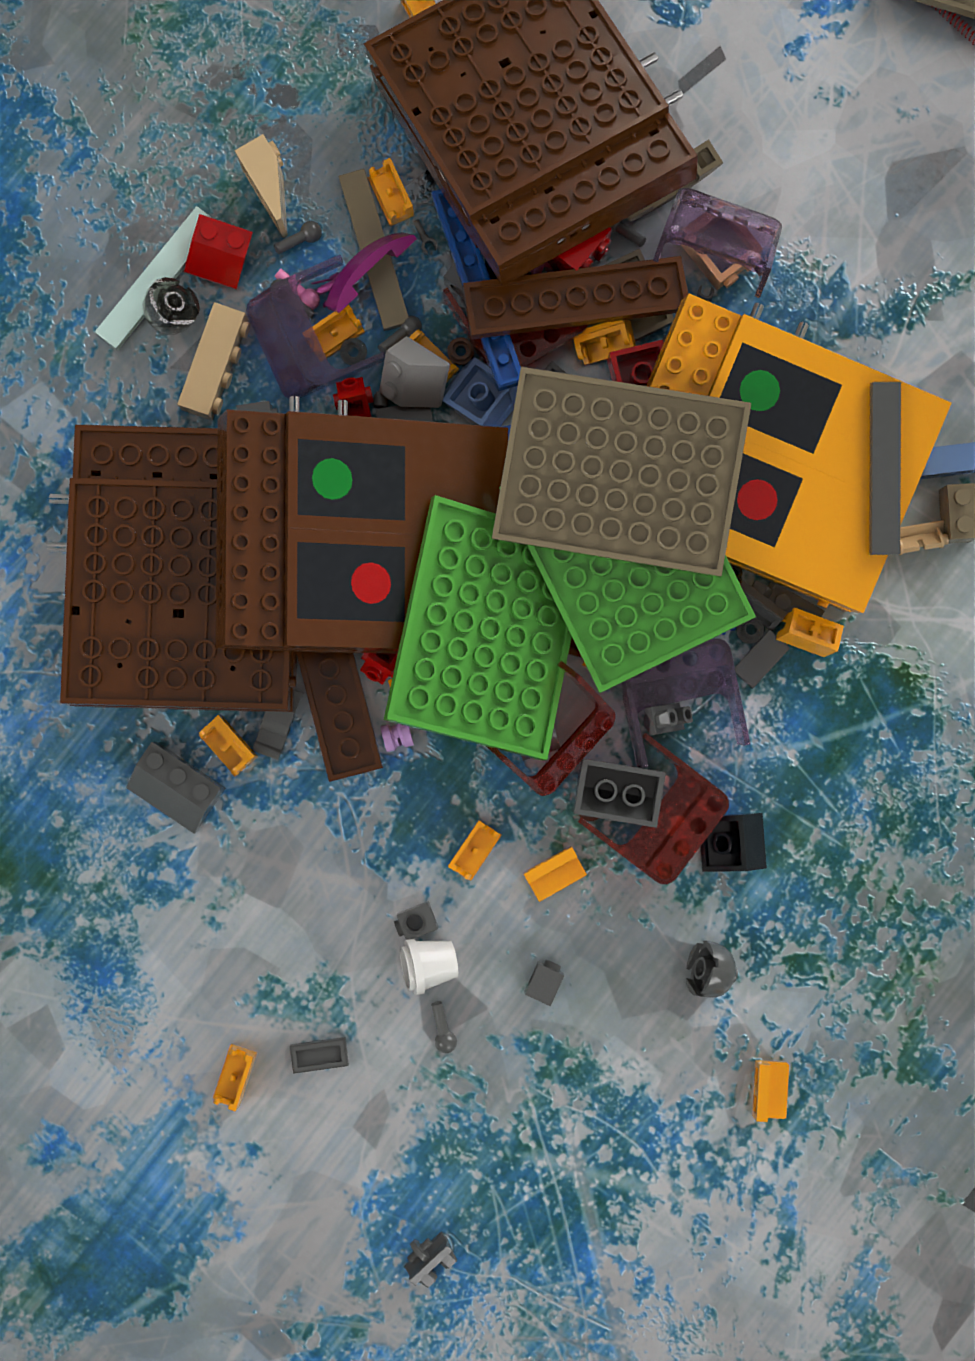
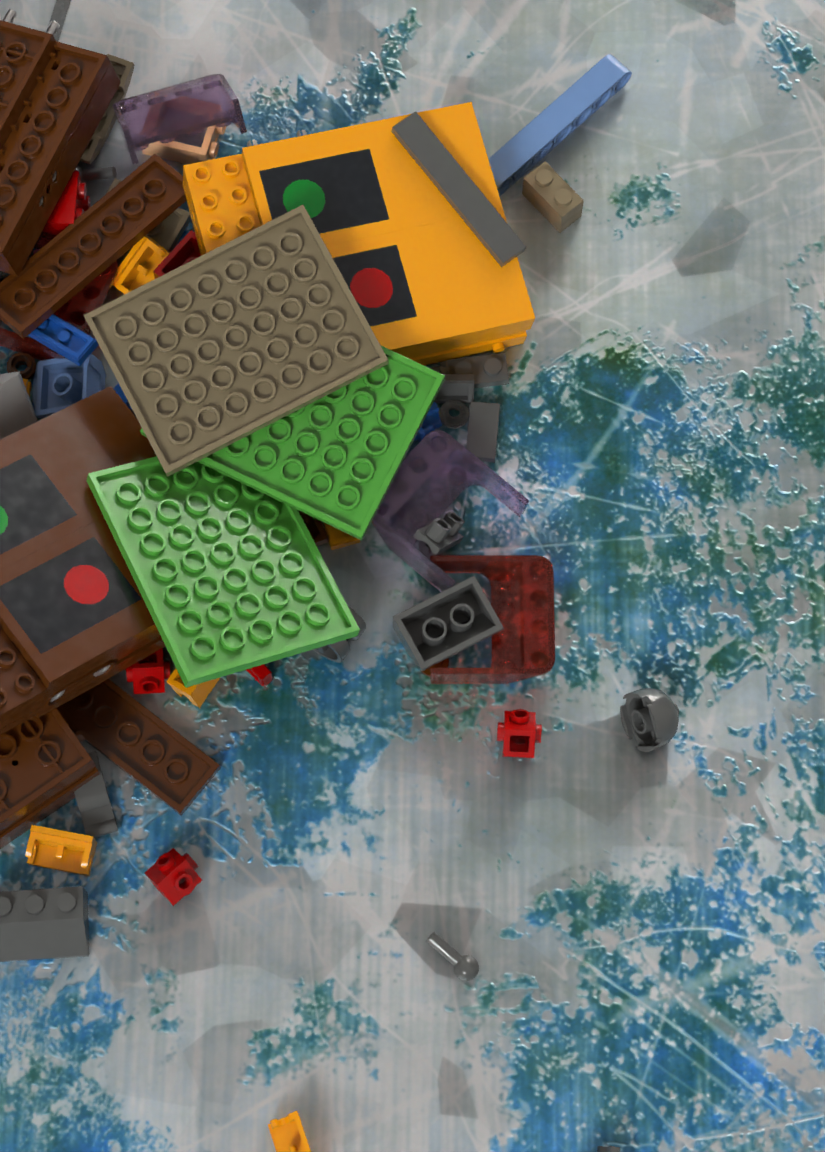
camera: 35 degrees left, 15 degrees down
(291, 825) = (174, 875): none -> red brick
(319, 1055) = (358, 1069): dark grey tile -> none
(396, 736) = (211, 726): lavender wheel -> none
(425, 912) = (355, 862): dark grey brick -> none
(427, 964) = (393, 904): white piece -> none
(474, 850) = (359, 774): light orange hinge -> none
(544, 982) = (513, 842): dark grey brick -> none
(555, 873) = (446, 742): light orange panel -> none
(574, 748) = (375, 657): clear red windscreen -> none
(608, 910) = (519, 733): none -> red brick
(735, 844) = (584, 598): black slope -> none
(770, 1090) = (787, 786): light orange panel -> none
(810, 633) = (506, 377): light orange hinge -> none
(924, 535) = (537, 236): tan hinge -> none

